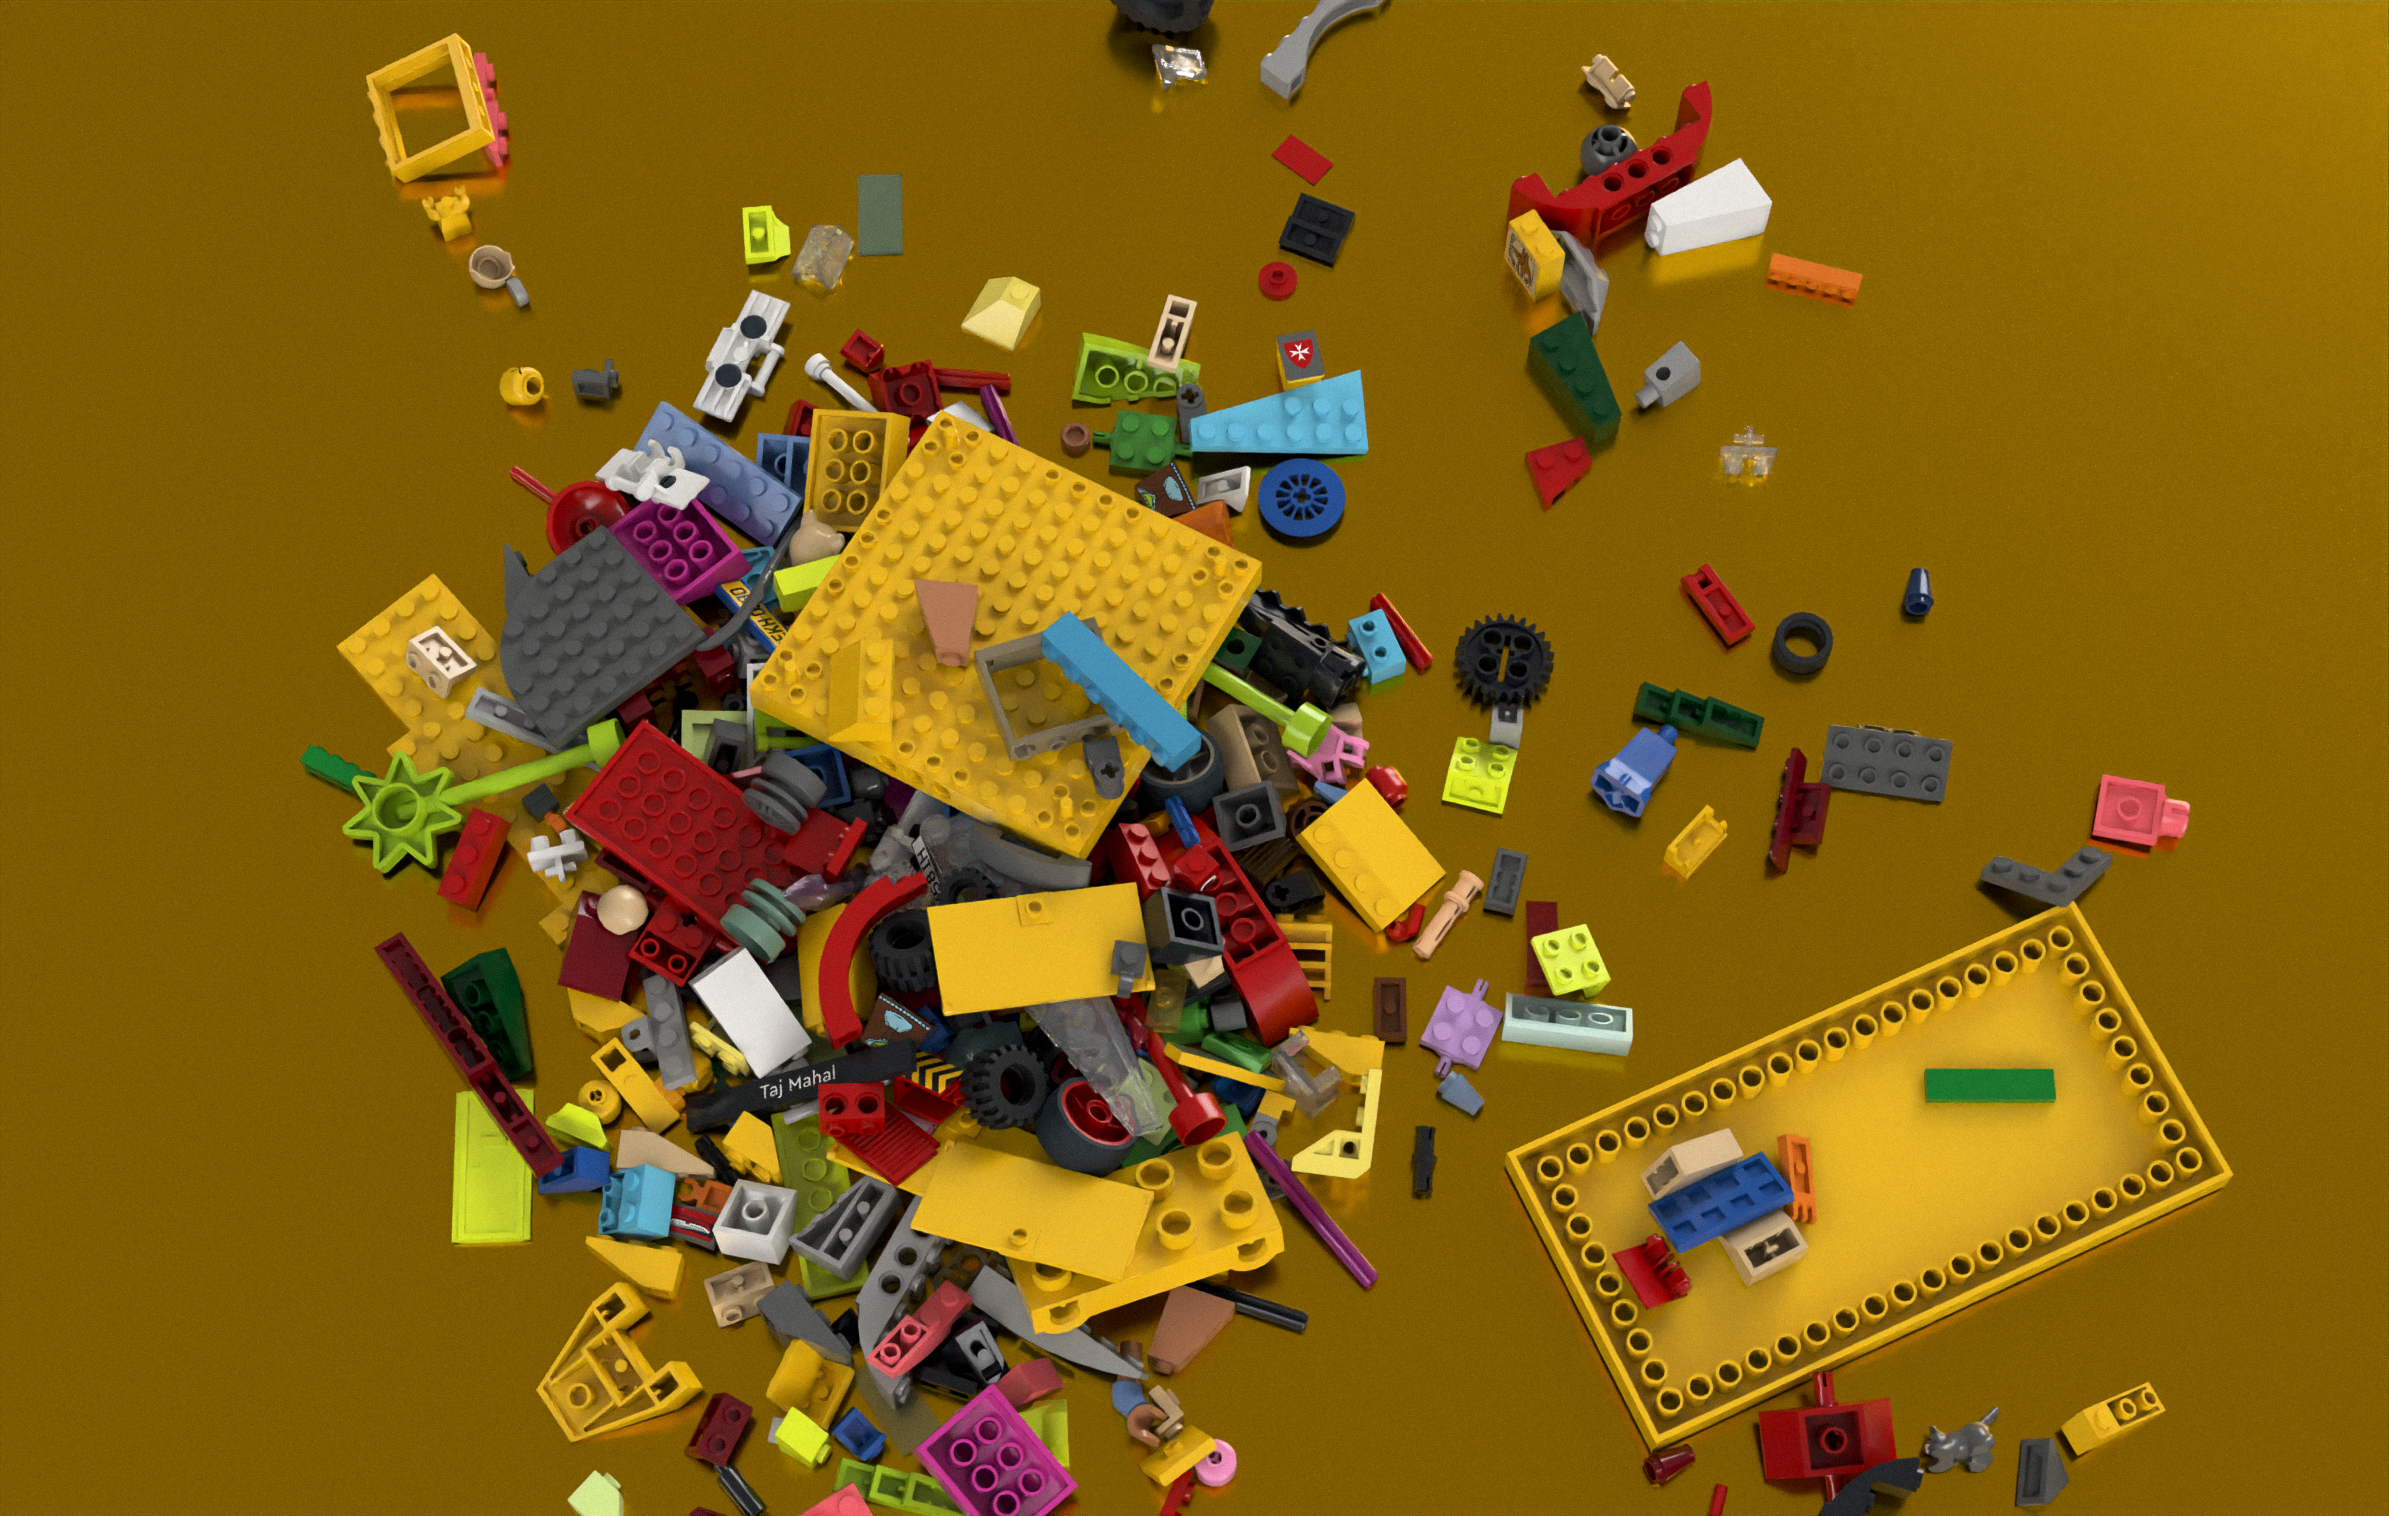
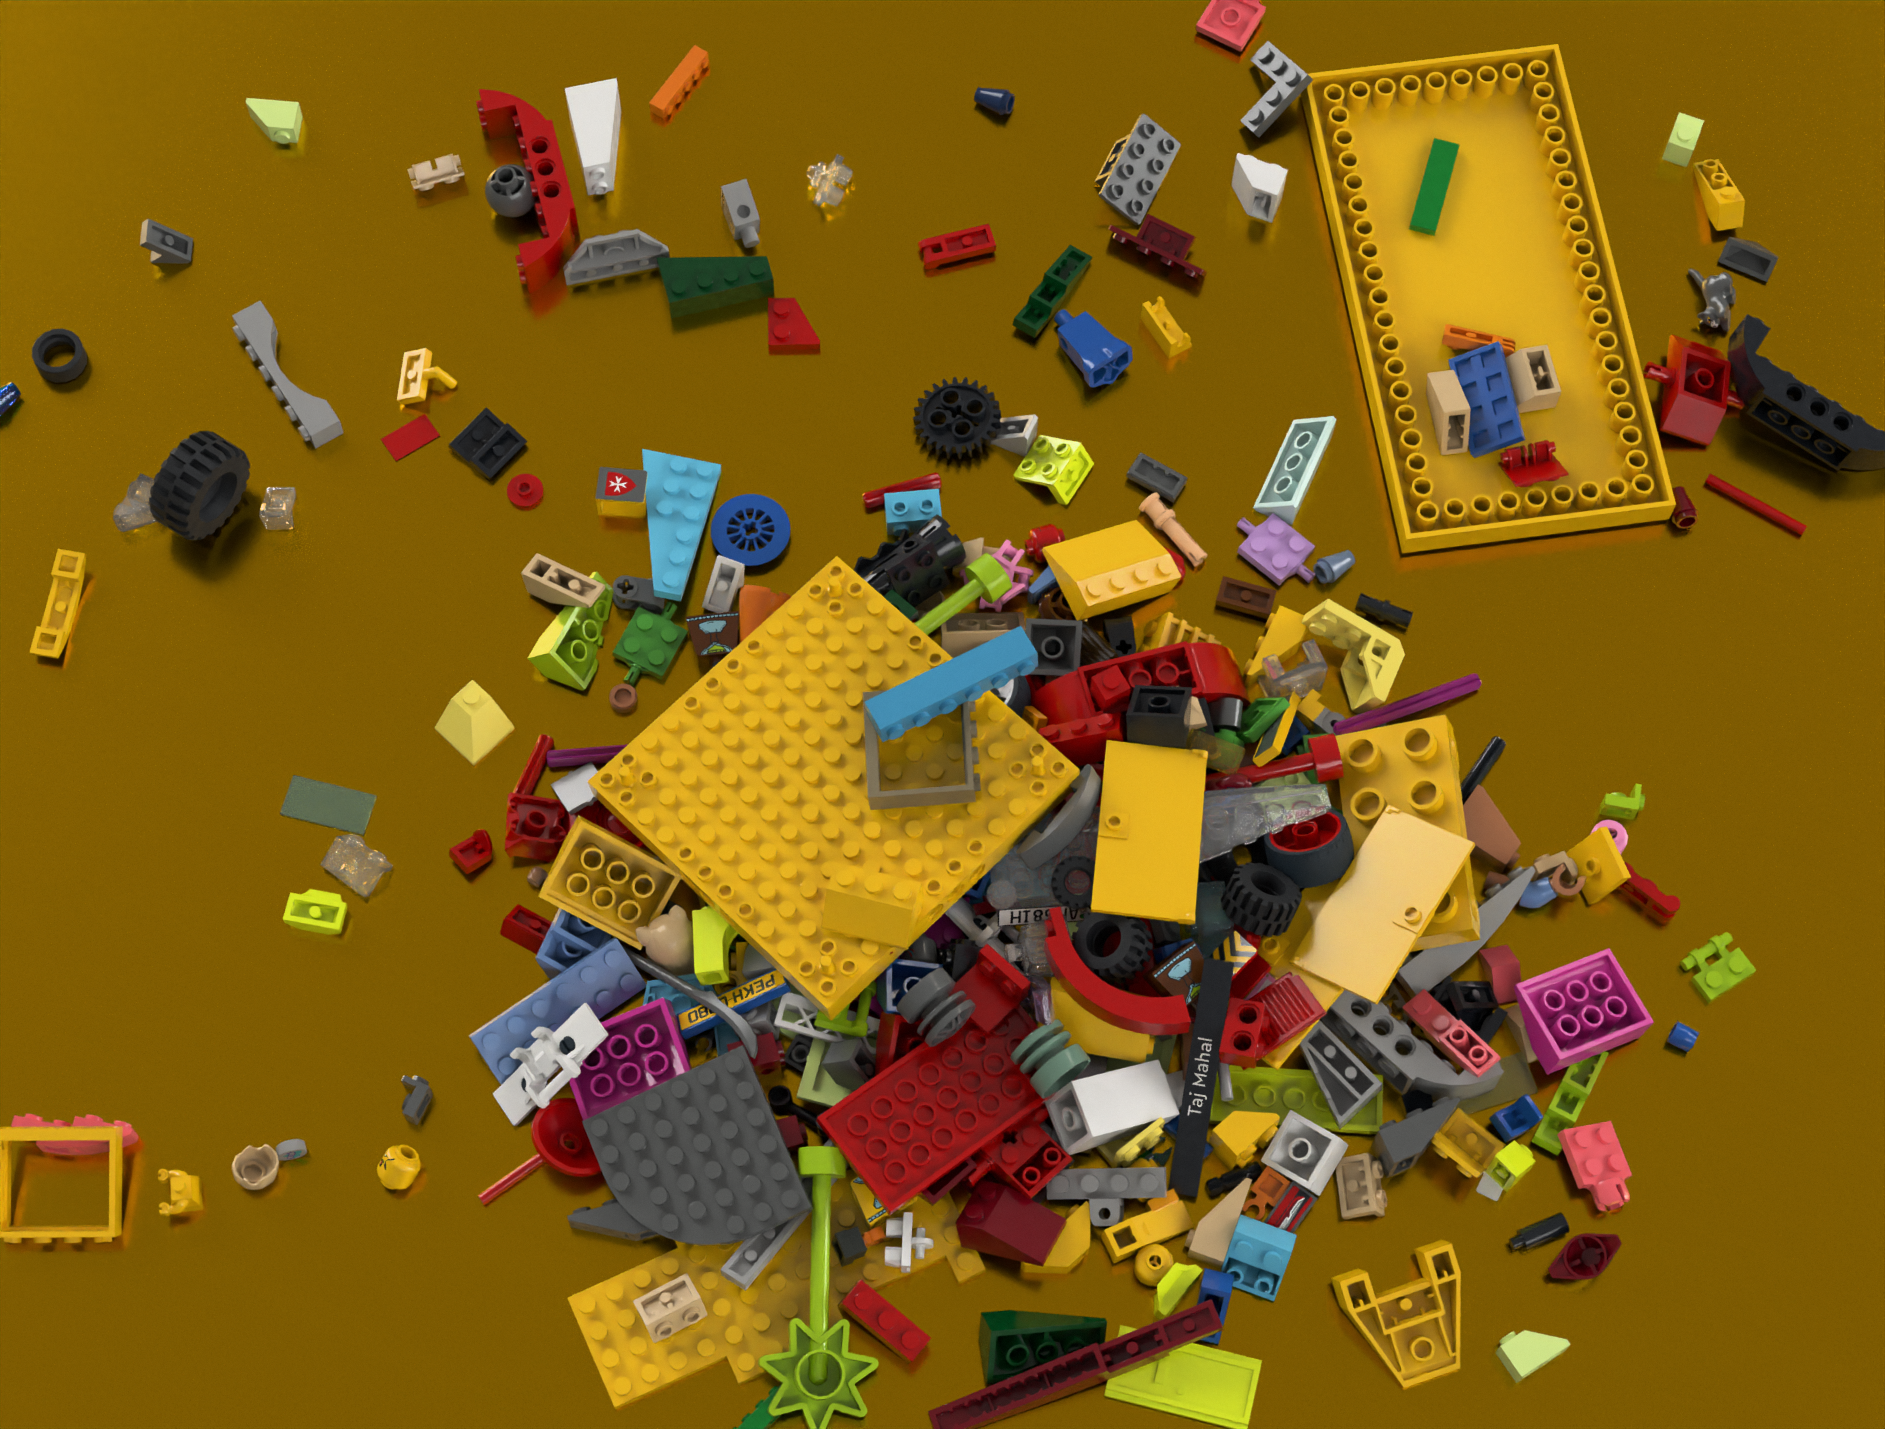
camera: 75 degrees left, 0 degrees up
(622, 909) = (987, 1189): tan hair -> none
(649, 1269) = (1319, 1264): yellow slope -> none
(718, 1429) = (1482, 1236): dark red bracket -> none
(733, 351) = (434, 965): white piece -> none
(819, 368) = (478, 894): white piece -> none
(949, 618) = (820, 817): nougat slope -> none
(1050, 1424) = (1540, 958): neon yellow slope -> none
(1106, 766) = (1006, 721): dark grey piece -> none
(1128, 963) = (1185, 762): dark grey plate -> none
(1181, 821) = (1048, 697): blue axle -> none
(1266, 1467) = (1622, 806): none -> lime bracket
(1369, 139) = (415, 376): none -> yellow plate
(1534, 255) = (590, 275): yellow brick -> none
(1540, 919) = (1223, 467): clear red slope -> none
(1571, 961) = (1250, 443): neon yellow bracket -> none
(1809, 622) = (1015, 178): black tyre -> none
(1908, 892) = (1258, 186): none -> white slope
(2175, 1360) = (1683, 139): none -> yellowish green arch

